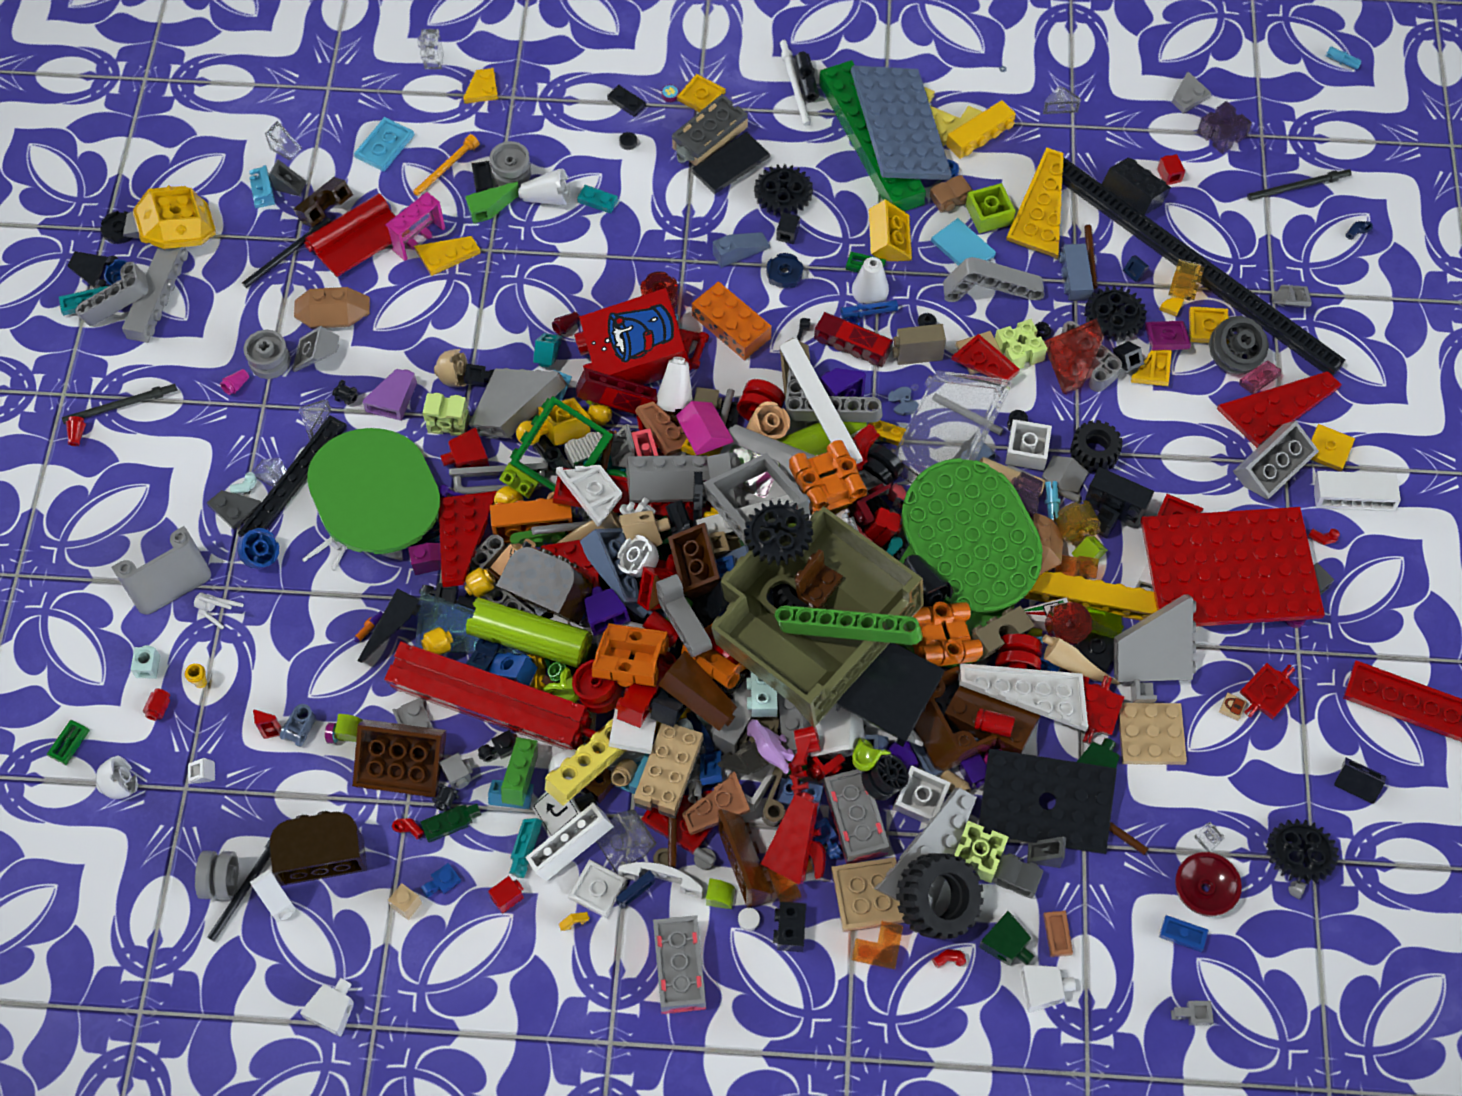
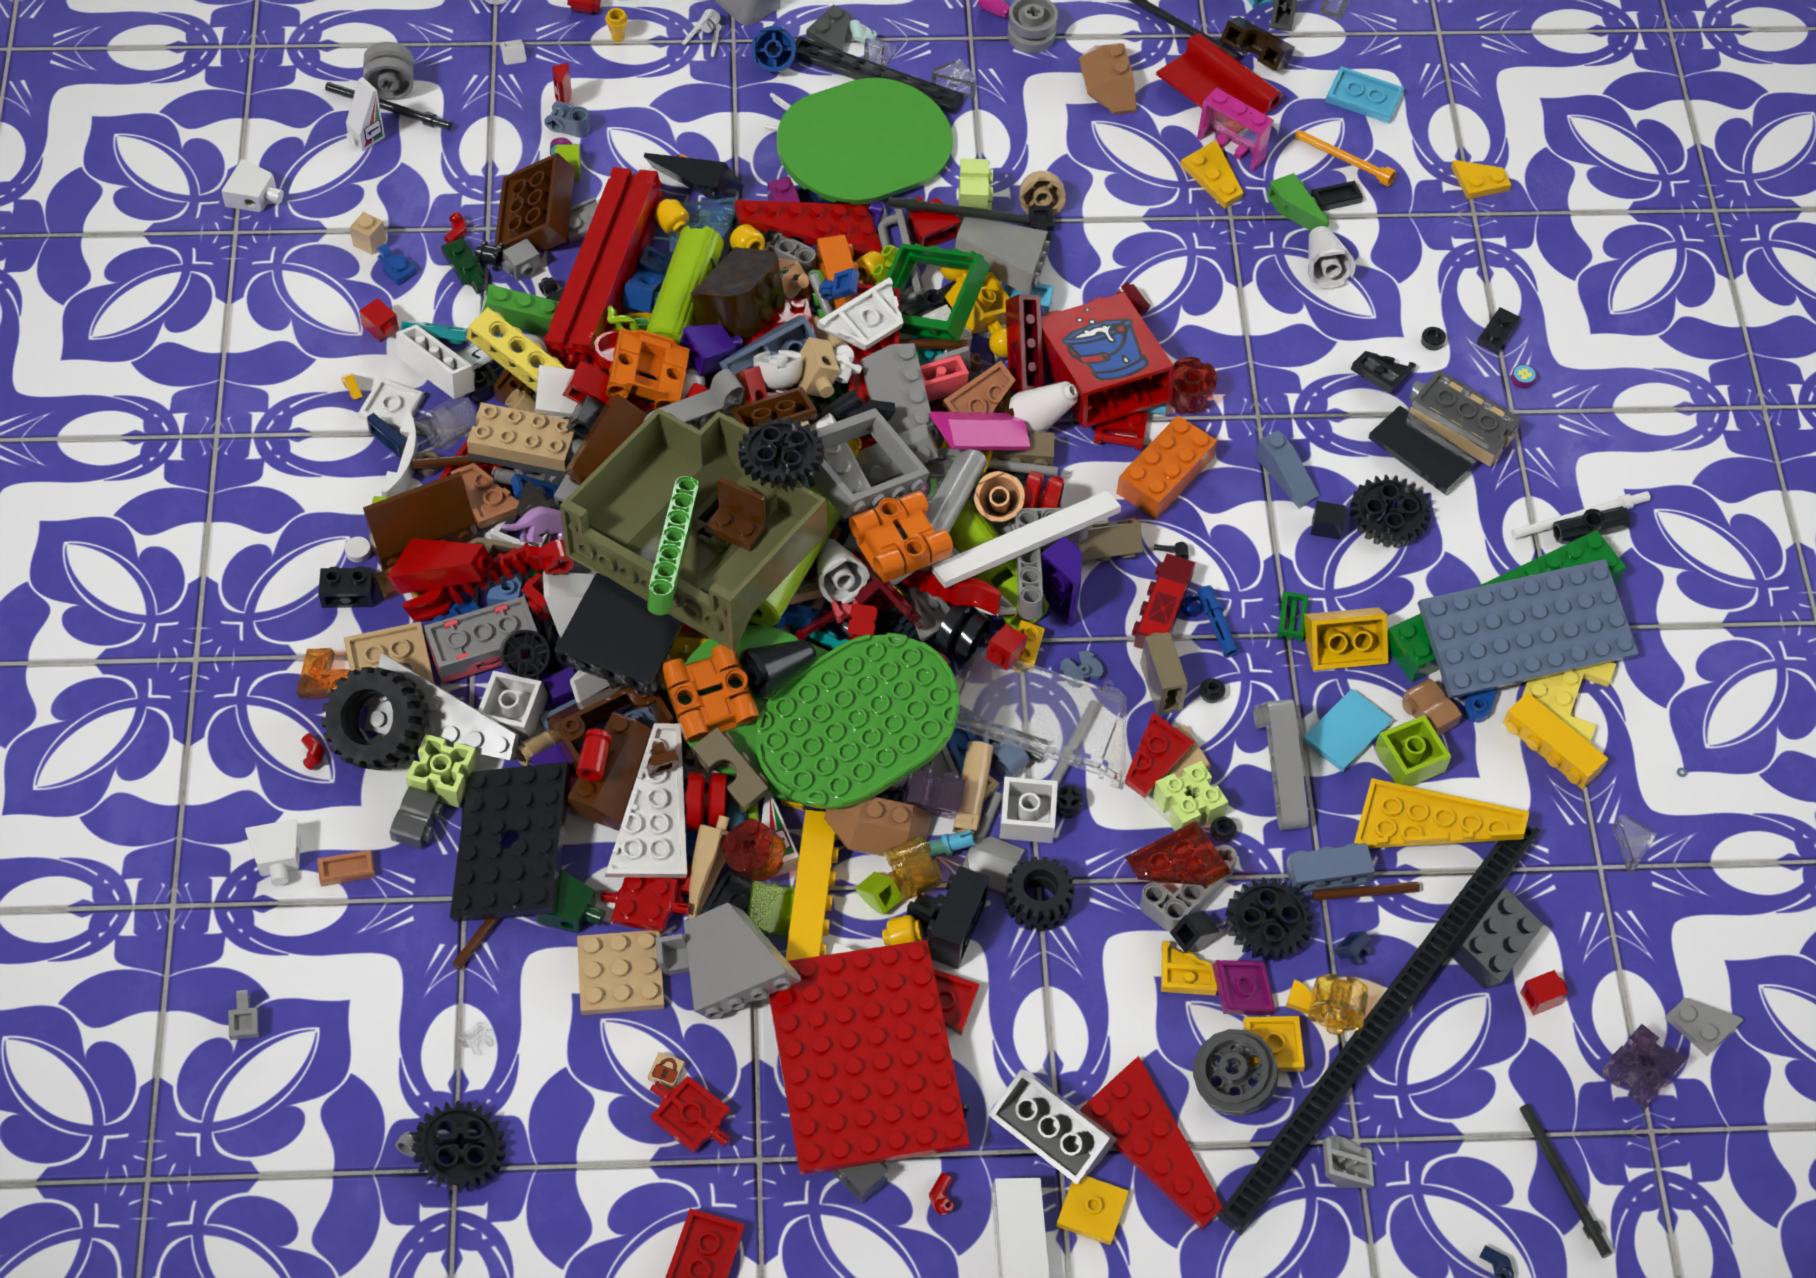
camera: 80 degrees right, 5 degrees down
(315, 347) = (1050, 68): light grey slope -> none
(316, 848) = (423, 148): dark brown brick -> none
(345, 393) = (994, 102): black brick -> none
(392, 395) = (1000, 145): medium lavender slope -> none
(431, 48) = (1516, 113): clear brick -> none
(457, 456) = (912, 204): none -> pearl dark grey bar
(510, 163) = (1356, 214): light grey wheel -> none
(546, 349) = (1089, 281): teal slope -> none
(555, 502) = (844, 285): none -> blue plate
(597, 199) = (1331, 315): teal plate -> none
(656, 174) = (1382, 370): none -> black wing
(679, 964) = (297, 480): light grey piece -> none
(700, 93) = (1535, 410): yellow tile -> none
(781, 279) = (1257, 534): dark blue plate -> none
(866, 756) = (538, 618): lime piece -> none
(871, 282) = (1255, 617): white cone -> none
(900, 436) = (1006, 647): none -> red brick
(998, 675) = (660, 760): none -> reddish brown tile
(1008, 941) = (332, 809): dark green torso -> none
(1047, 852) = (446, 852): dark grey slope -> none
(1079, 566) = (851, 874): clear orange slope -> none
(1125, 537) = (902, 930): none -> yellow head
(1183, 933) = (346, 1005): blue plate -> none
(1214, 873) = (403, 1012): dark red dish -> none
(1260, 377) = (1194, 1112): clear pink plate -> none
(1360, 780) = (569, 1228): black panel -> none

